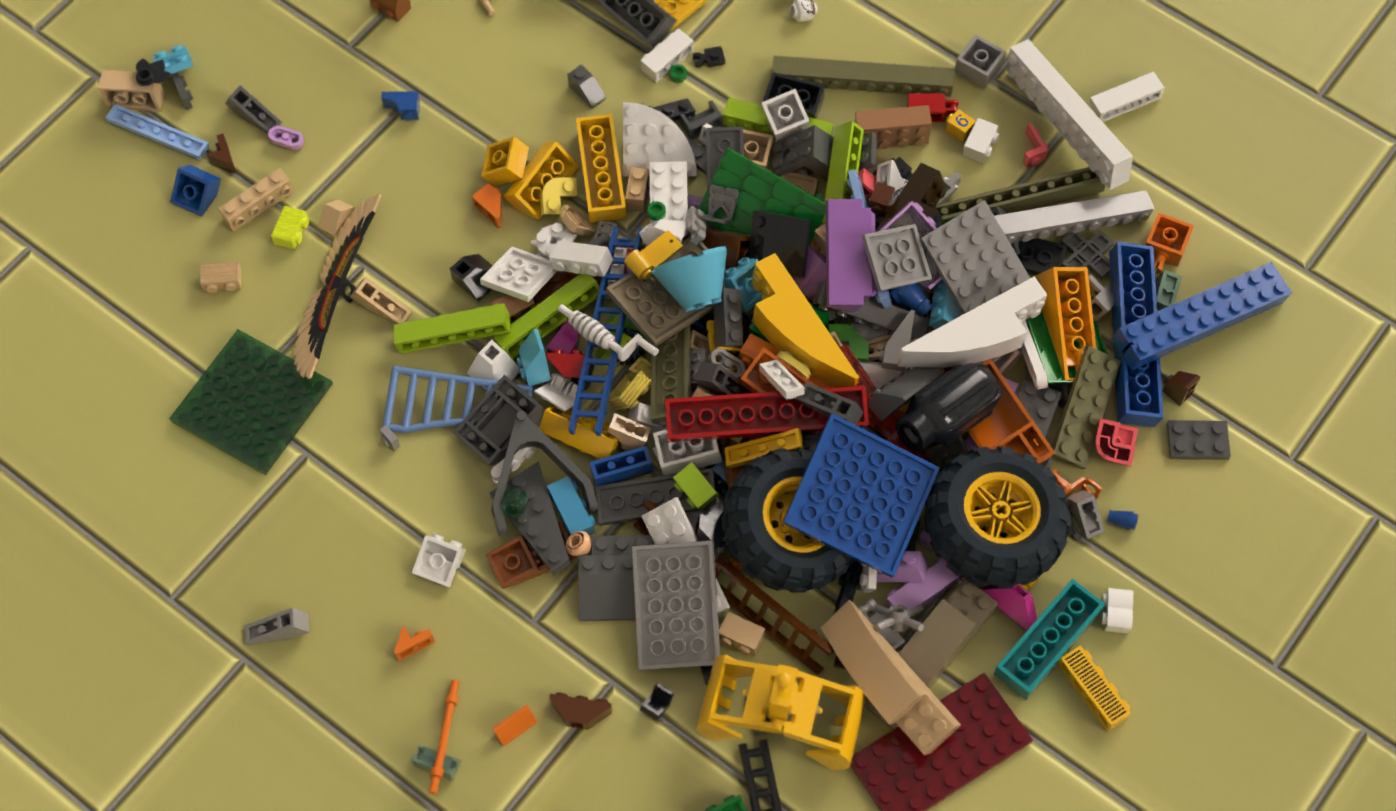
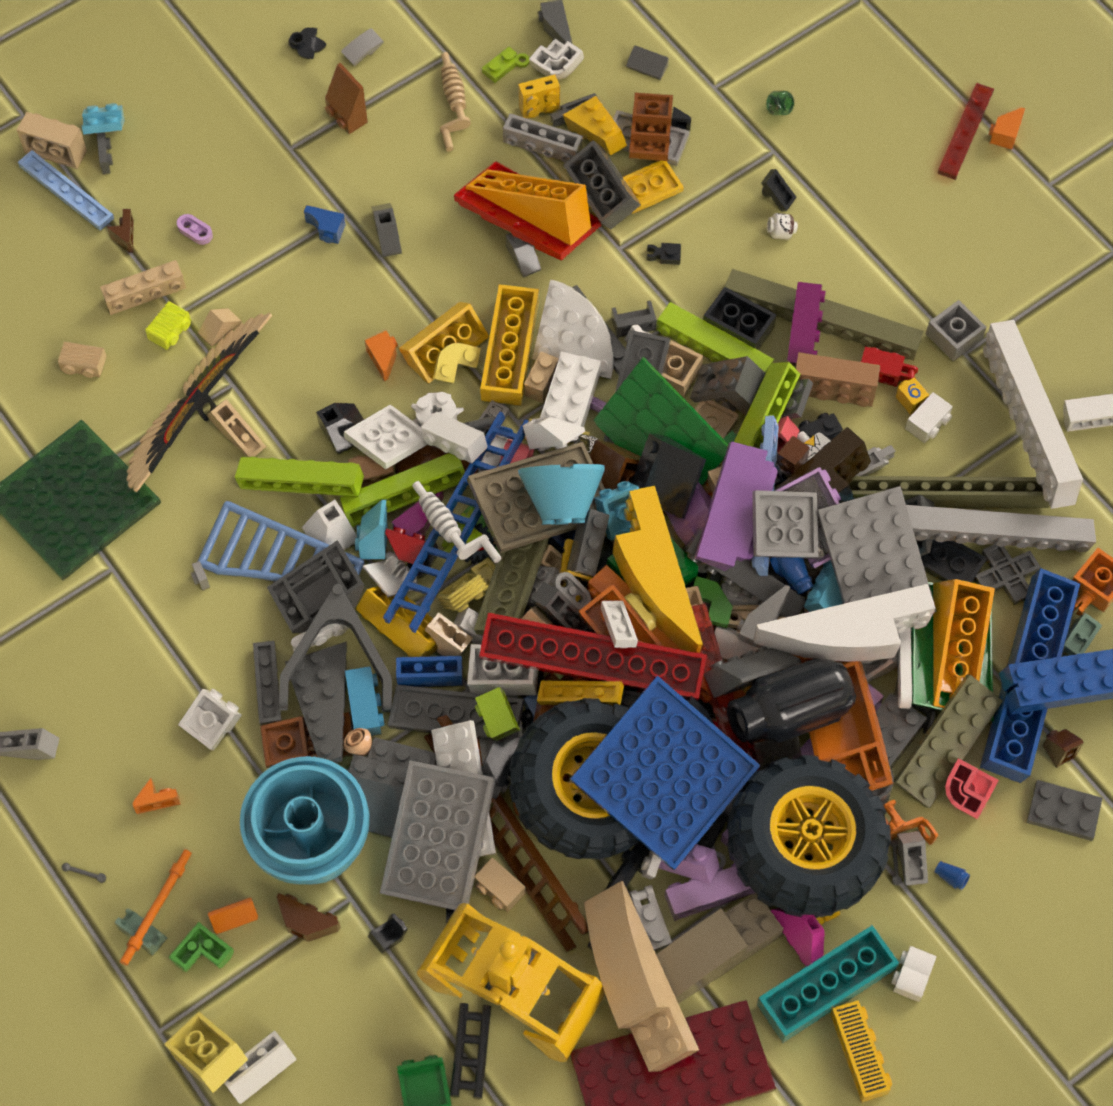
camera: 15 degrees right, 0 degrees up
(152, 72) = (75, 126): black plate -> none
(194, 189) = (84, 260): blue slope -> none
(251, 110) = (168, 191): dark grey slope -> none
(384, 725) = (100, 877): none -> dark grey hinge
(459, 95) = (386, 229): none -> dark grey slope
(479, 515) = (267, 682): none -> dark grey plate
(494, 756) = (201, 942): none -> bright green brick
(505, 161) = (410, 312): yellow brick -> none
(514, 502) = (304, 679): clear green head -> none
(558, 622) = (304, 820): none -> medium azure piece
(575, 222) = (464, 395): tan plate -> none
(585, 45) = (534, 209): none -> light orange piece
(653, 255) = (527, 454): yellow door -> none
(656, 211) = (550, 406): green tile -> none
(666, 54) = (619, 240): white brick -> none
(675, 109) = (607, 300): black plate -> none
(678, 73) = (625, 262): green tile -> none
(696, 225) = (587, 432): light grey hinge -> none
(722, 198) = (624, 410): flat silver piece -> none
(785, 115) = (721, 337): white brick -> none
(828, 402) = (662, 665): dark grey slope -> none
(851, 83) = (805, 320): none -> magenta brick
(889, 174) = (812, 432): white slope -> none
(898, 618) = (669, 915): light grey bar -> none
(1039, 153) = (987, 449): coral bracket -> none
(1101, 298) = (1003, 624): light grey brick -> none

